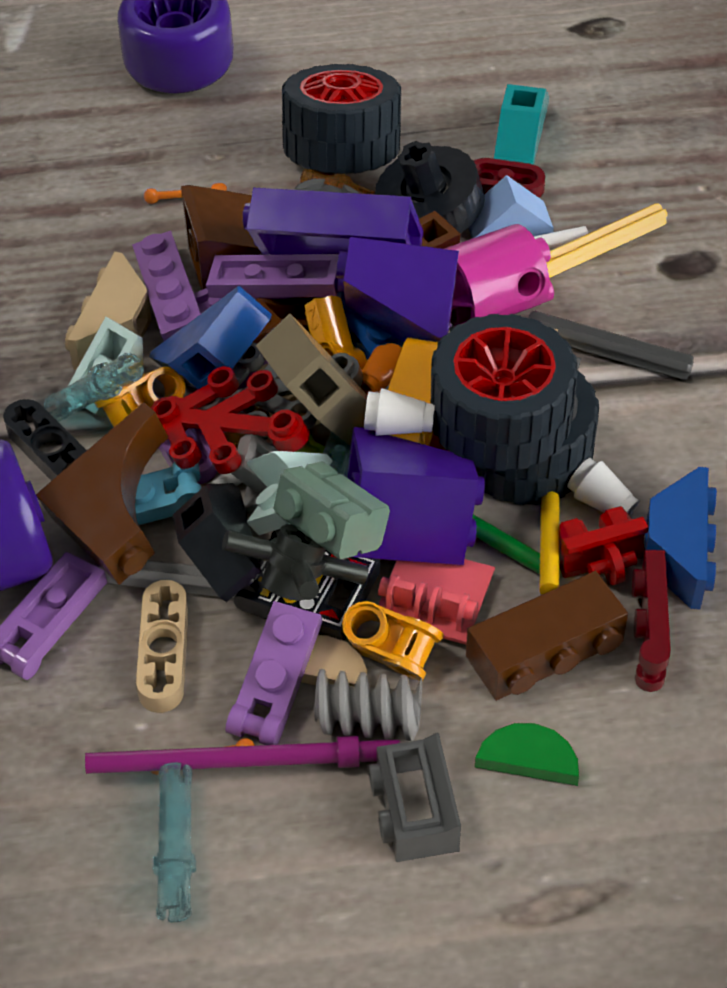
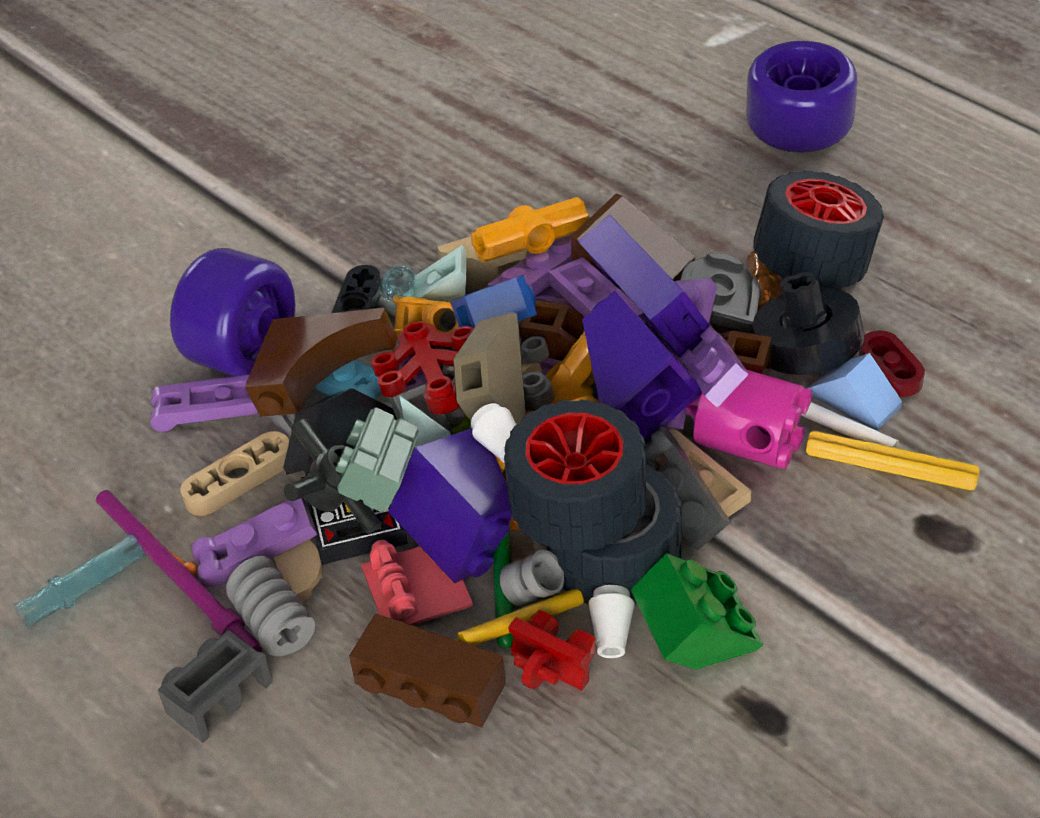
camera: 55 degrees right, 5 degrees down
(140, 266) = (529, 229): none -> light orange piece
(152, 195) = (691, 227): orange hinge -> none
(400, 643) = (336, 581): light orange piece -> none
(481, 243) = (714, 367): none -> medium lavender plate
(519, 508) = (531, 578): none -> light grey wheel
(521, 123) = (961, 329): teal slope -> none
(529, 752) = (317, 728): green tile -> none
(620, 347) = (782, 538): dark grey axle -> none
(646, 437) = (694, 613): none -> green slope
(652, 621) = (503, 727): dark red plate -> none
(681, 528) = (612, 693): blue slope -> none

